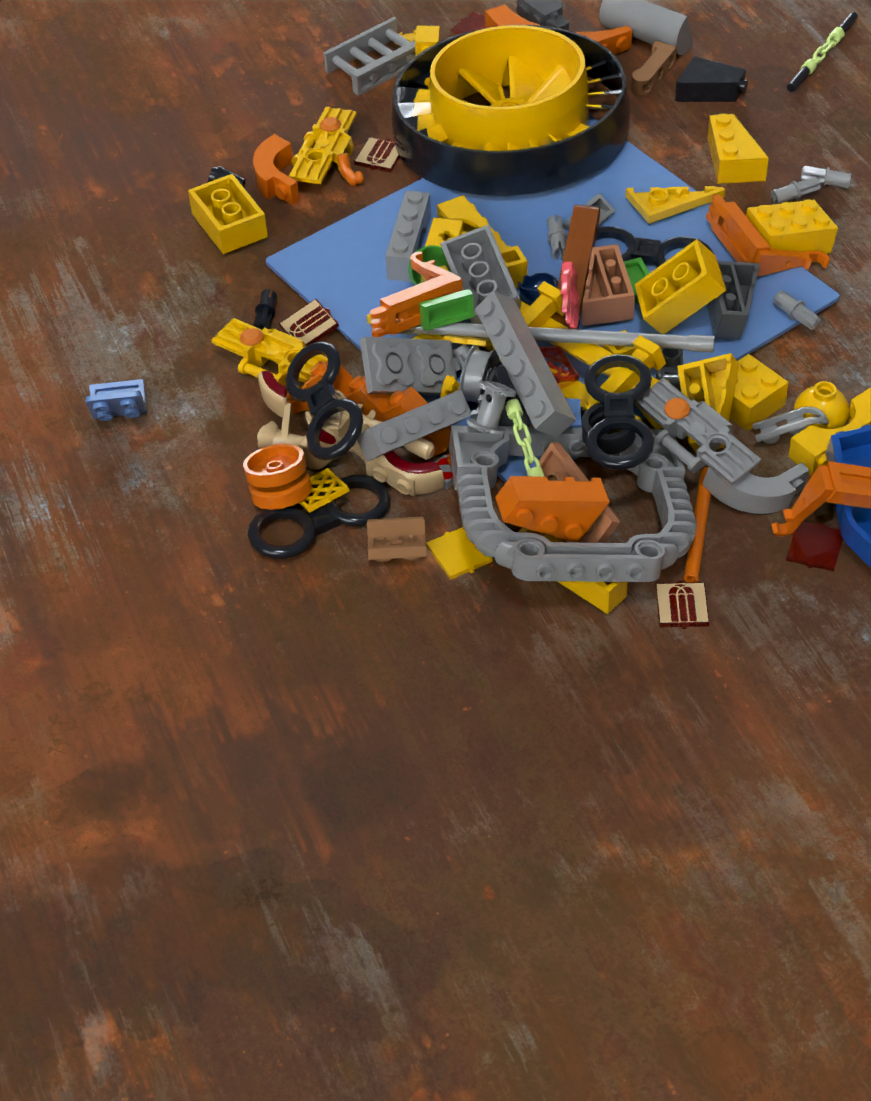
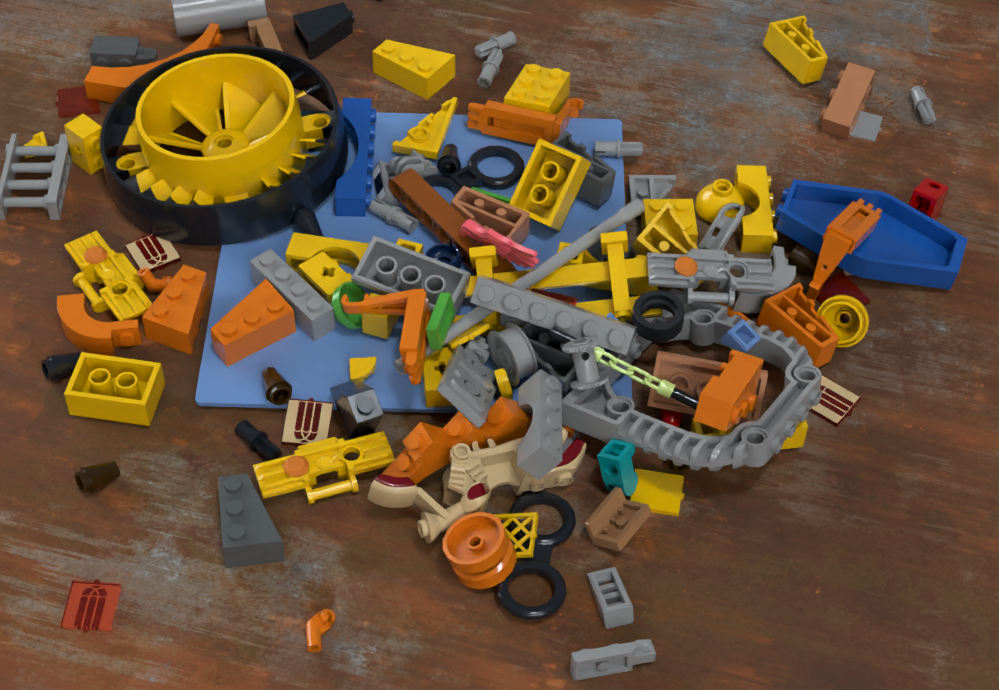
camera: 55 degrees left, 0 degrees up
(49, 327) = (91, 606): none -> clear red piece
(117, 399) = (257, 608): medium blue bracket -> none
(135, 442) = (317, 627): none -> orange arm
(149, 257) = (96, 476): none -> dark brown cone
(181, 348) = (246, 525): none -> dark grey wedge
(261, 613) = (610, 659): none -> light grey hinge
(314, 285) = (276, 386): none -> dark brown cone
(324, 401) = (461, 459): black bar -> none
(329, 583) = (615, 613): none -> light grey slope
(336, 195) = (178, 310): none -> orange wedge
(337, 328) = (357, 407): none -> black slope
(355, 234) = (253, 324): none -> orange wedge
(437, 500) = (617, 466): none -> teal leg
(489, 201) = (306, 222): none -> black cone
(558, 198) = (352, 187): none -> blue arch
(619, 214) = (414, 161): none -> light grey arm
(619, 412) = (662, 297): black bar -> none
(647, 489) = (740, 337): none -> medium blue slope
(653, 227) = (449, 160): none -> black cone
(731, 530) = (796, 317): none -> orange wedge
(772, 555) = (856, 328): none -> yellow piece
(783, 358) = (650, 186): none -> light grey wing

